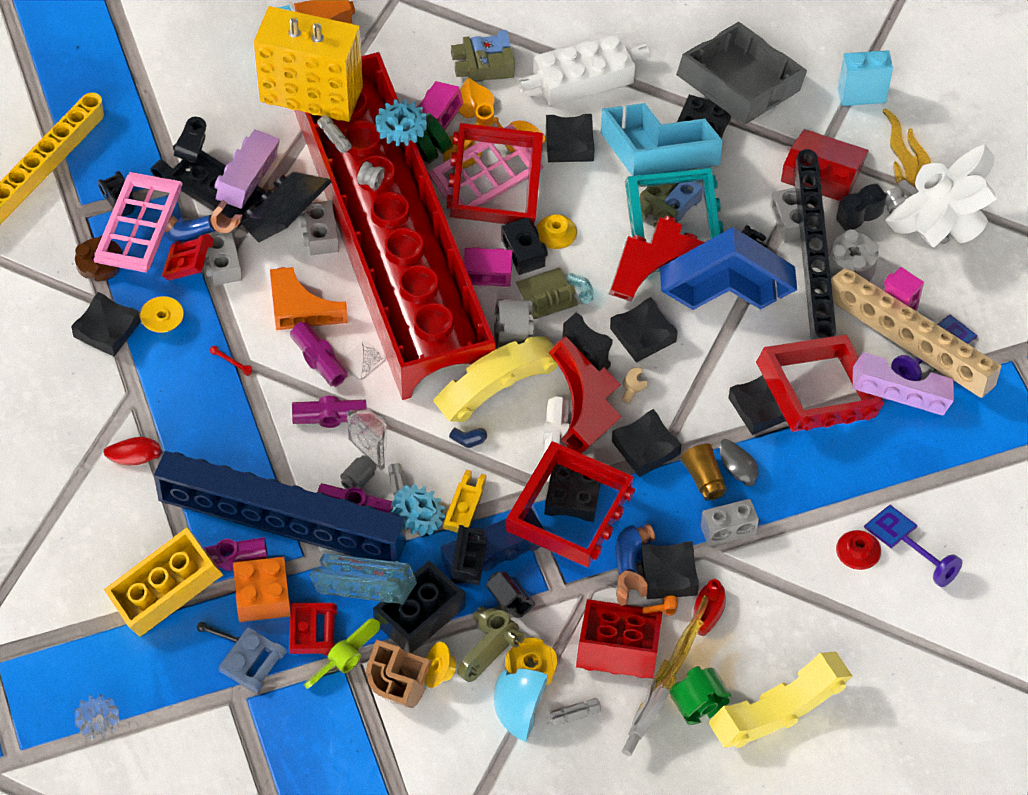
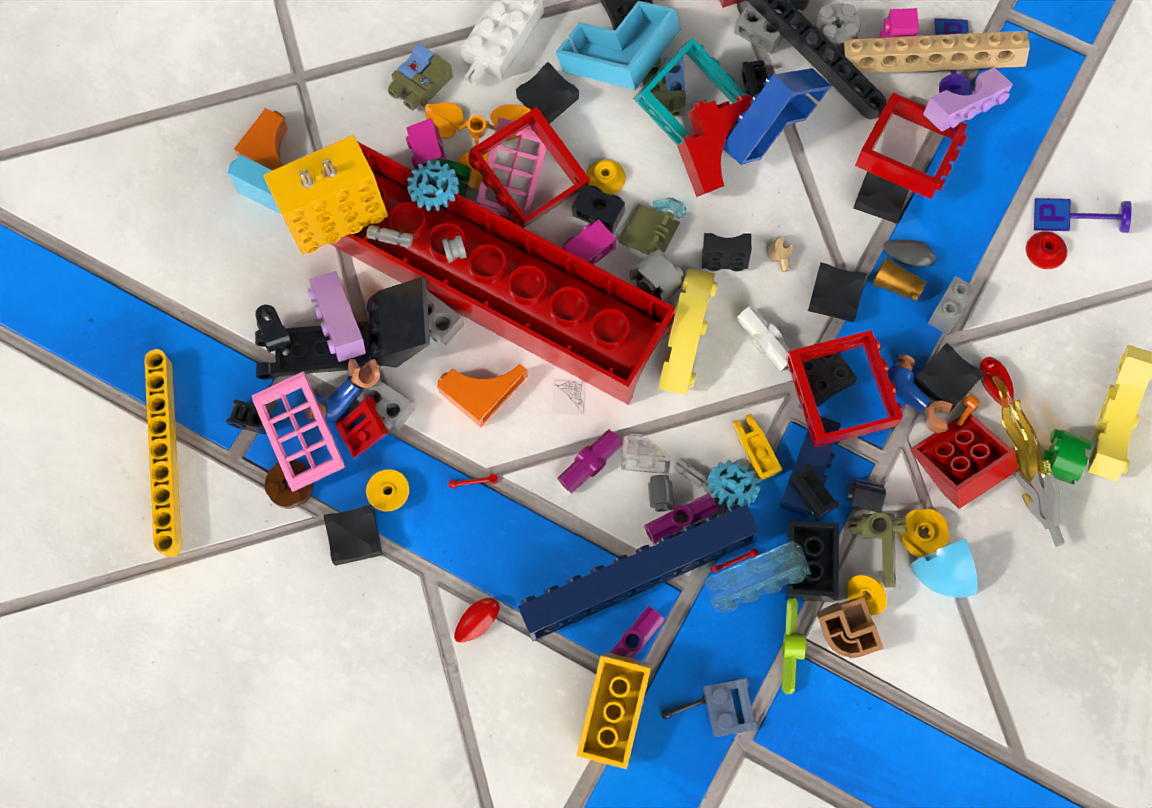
camera: 35 degrees left, 15 degrees up
(261, 589) = (684, 647): orange brick -> none
(304, 628) = (743, 649): red plate -> none
(318, 354) = (536, 421): magenta piece -> none
(468, 439) = (709, 395): dark blue arm -> none
(575, 712) = (988, 542): light grey axle -> none
(589, 390) = (764, 285): red arch -> none
(643, 330) = (748, 205): black brick -> none

